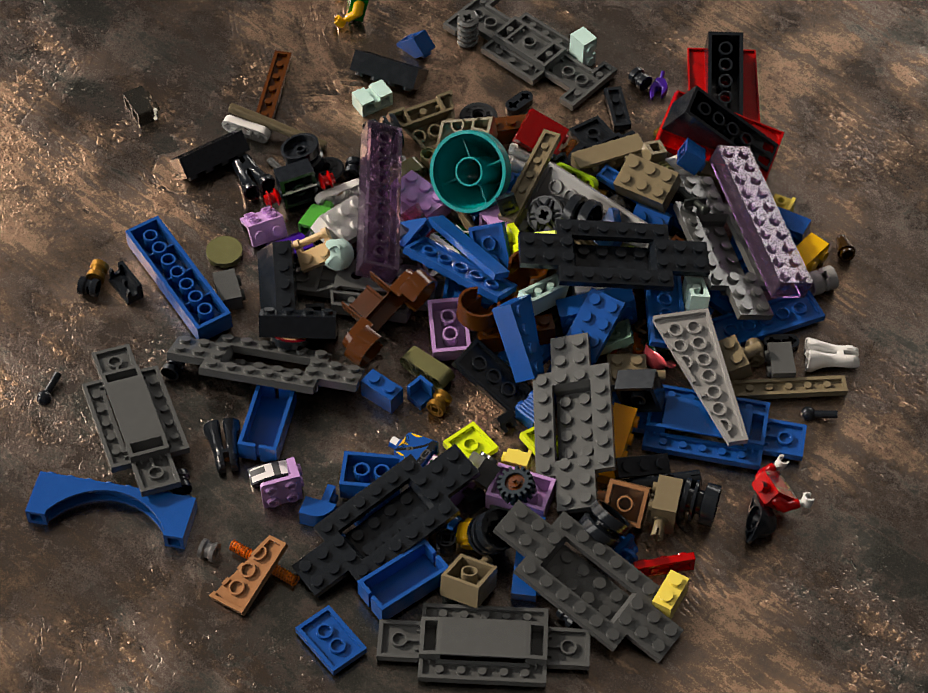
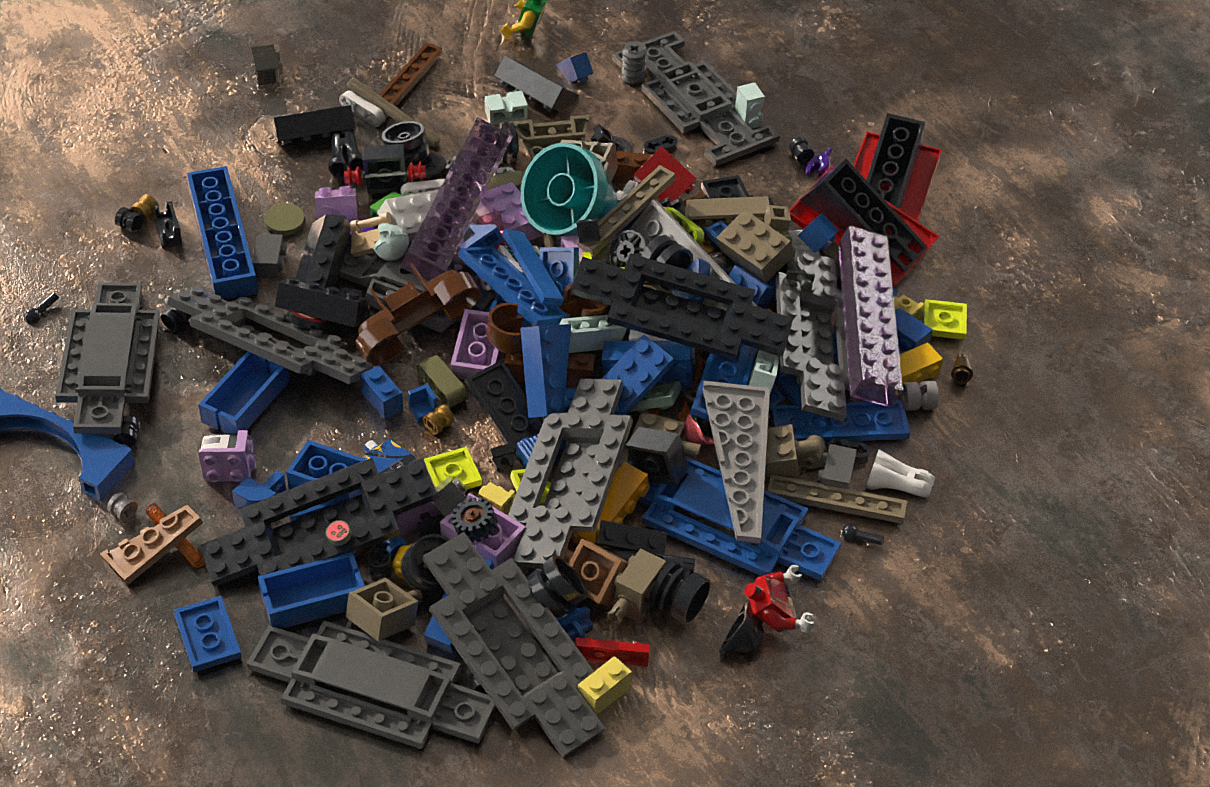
camera: 15 degrees right, 5 degrees down
(230, 454) = (185, 391): black piece -> none
(411, 526) = (338, 533): none -> tile
(470, 108) = (602, 135): none -> black tile
(617, 108) = (764, 174): black plate -> none
(816, 205) = (946, 318): none -> neon yellow plate

